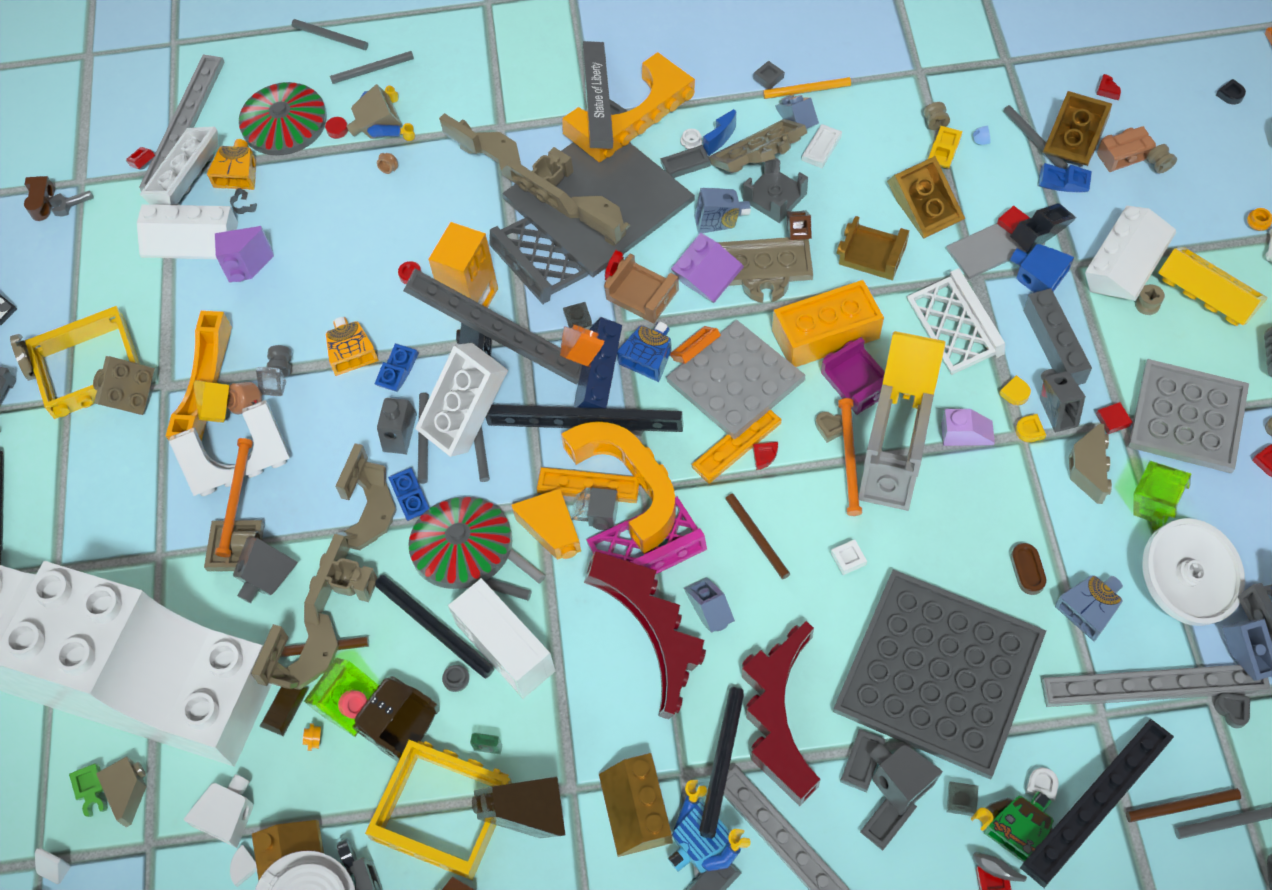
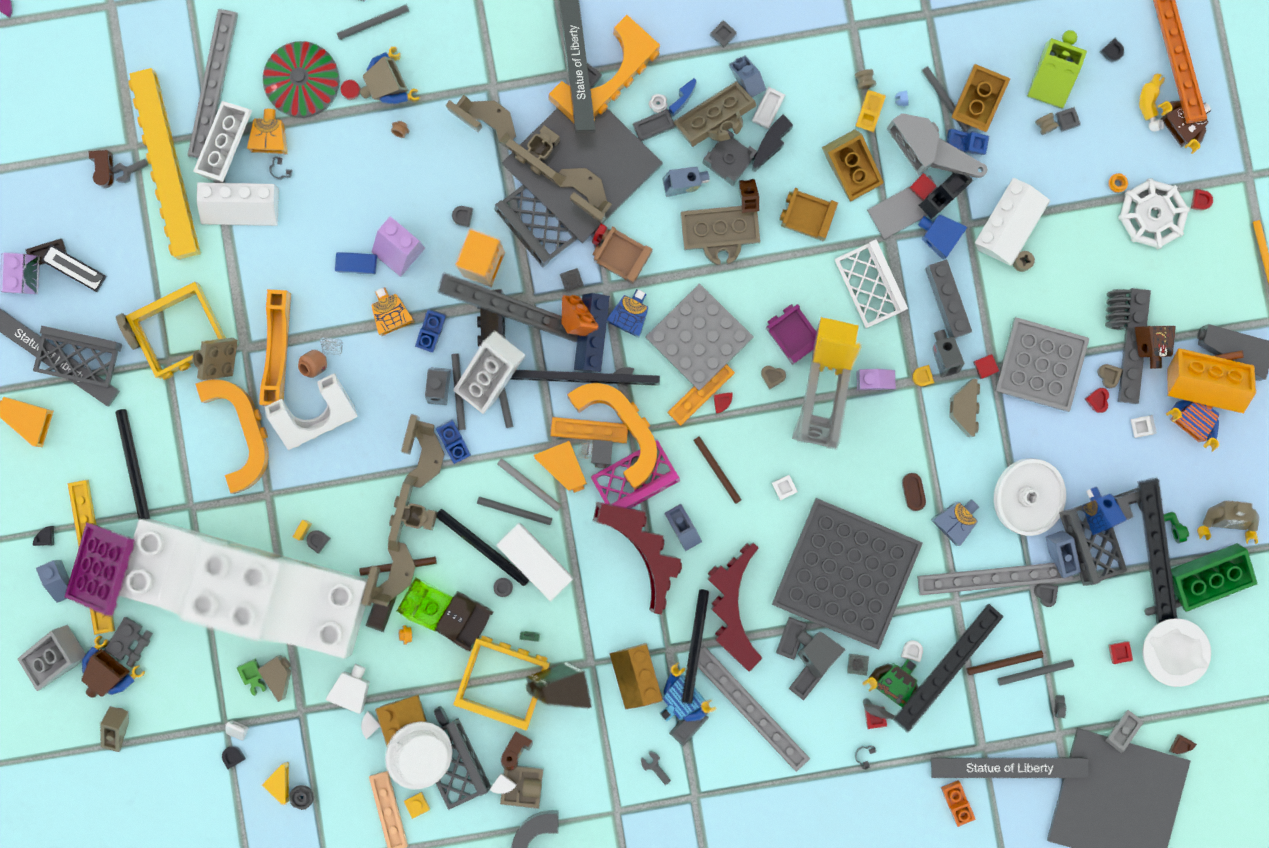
camera: 10 degrees left, 25 degrees up
(110, 197) = (164, 163): none -> yellow brick
(140, 157) = (183, 124): red tile -> none
(152, 511) = (252, 429): none -> light orange arch
(194, 595) = (302, 530): none -> yellow tile
(211, 400) = (289, 368): yellow slope -> none
(213, 612) = (317, 540): none -> dark grey tile
(225, 540) = (321, 454): orange bar -> none
(241, 531) = (325, 488): dark tan plate -> none
(242, 252) = (290, 230): medium lavender slope -> none
(261, 569) = (351, 511): dark grey torso -> none
(279, 358) = (335, 327): dark grey wheel -> none
(319, 294) = (355, 263): none -> blue slope
(351, 703) = (432, 613): coral tile -> none
(366, 270) = (396, 246): none -> lavender slope
(406, 269) = (431, 239): red tile -> none
(460, 542) = (496, 482): dish -> none
(695, 344) = (667, 307): orange tile -> none
(707, 268) = (675, 240): medium lavender slope -> none
(809, 87) = (756, 45): light orange bar -> none
(826, 323) = (771, 290): light orange piece -> none
(827, 175) = (772, 141): none -> black slope
(853, 498) = (786, 405): orange bar -> none
(1008, 175) = (924, 148): none -> light grey slope
(1016, 391) = (914, 344): yellow tile -> none
(1109, 88) = (1011, 45): red tile -> none
(1125, 148) = (1019, 113): nougat brick -> none
(1159, 493) = (1013, 436): clear neon green plate -> none
(1169, 105) = (1055, 74): none -> lime slope
(1187, 157) = (1067, 119): none -> dark grey tile
(1211, 285) = (1073, 248): yellow slope -> none

